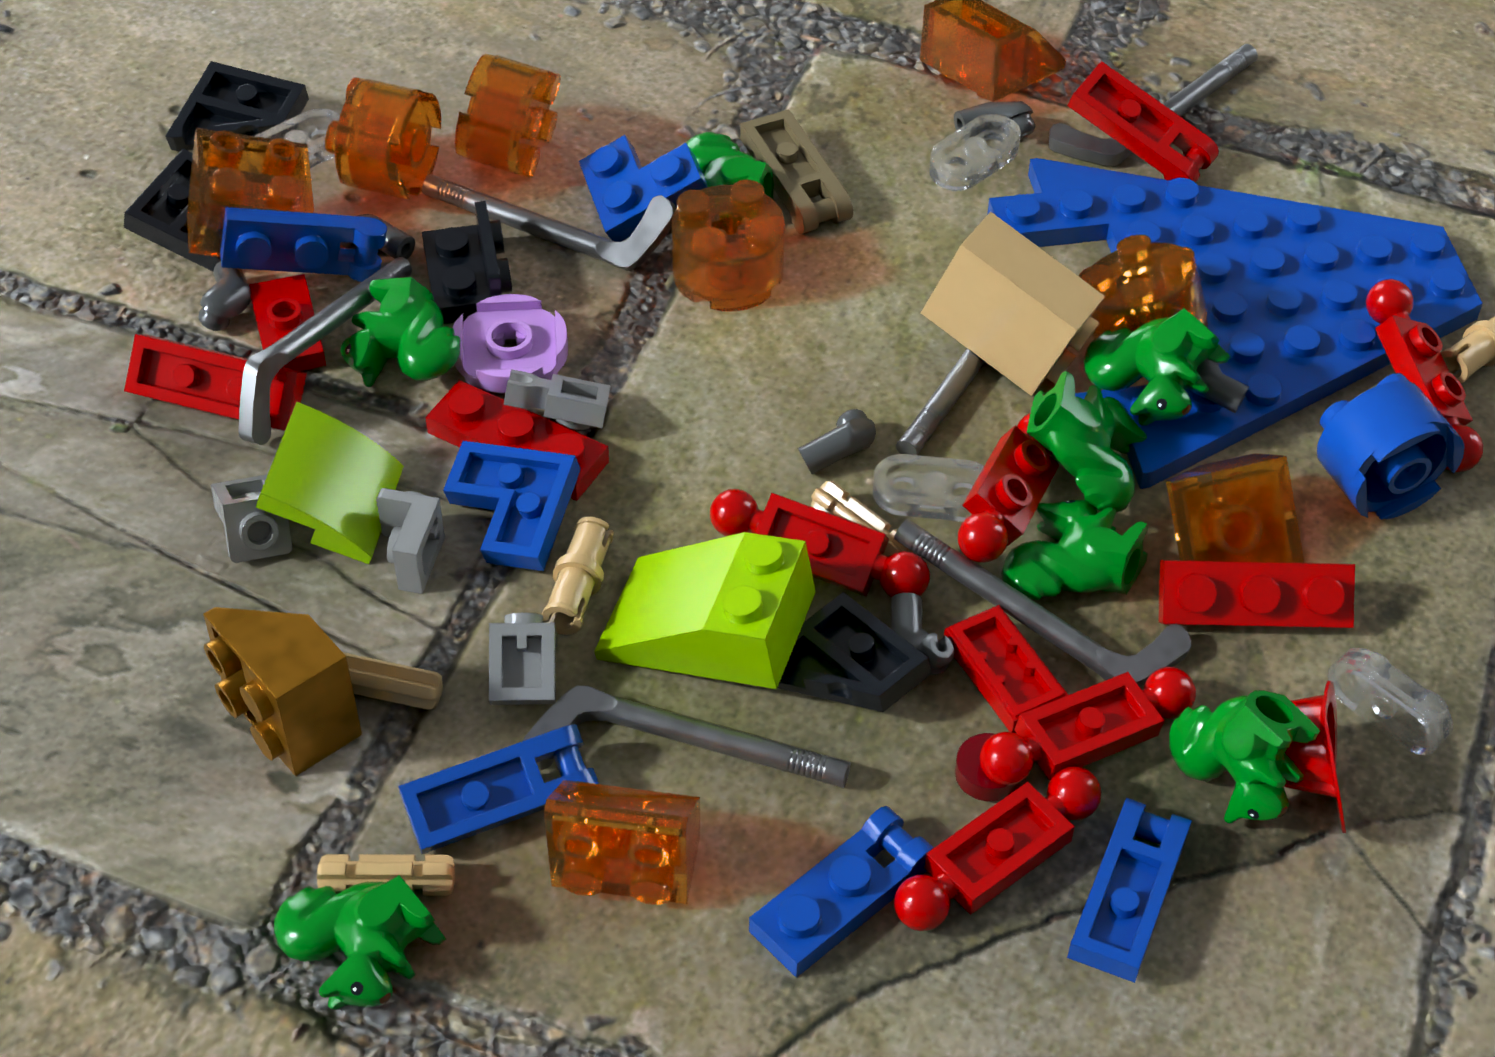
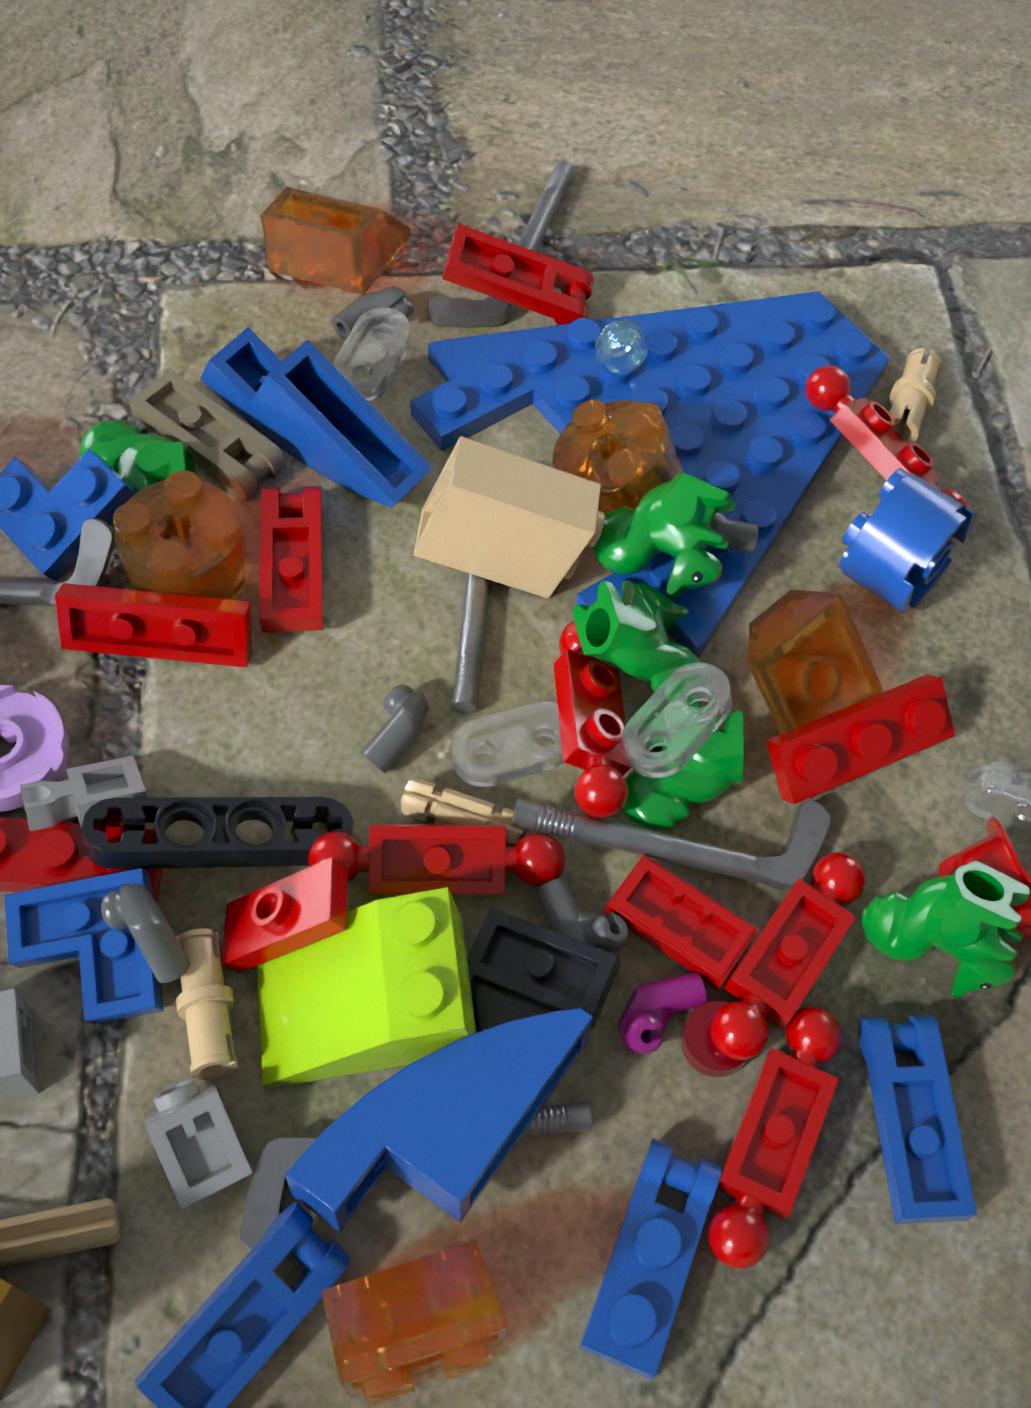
camera: 30 degrees left, 10 degrees up
(556, 479) = (155, 937): none -> dark grey arm
(653, 451) = (219, 820): none -> black beam
(670, 531) = (285, 916): none -> red plate
(677, 296) = (154, 625): none -> red plate
(723, 710) = (442, 1118): none -> blue slope
(816, 287) = (291, 560): none -> red plate
(891, 180) = (315, 417): none -> blue slope
(944, 722) = (652, 1006): none -> magenta arm
(1079, 505) = (673, 723): none -> clear plate
(1209, 218) = (621, 346): none -> clear light blue plate

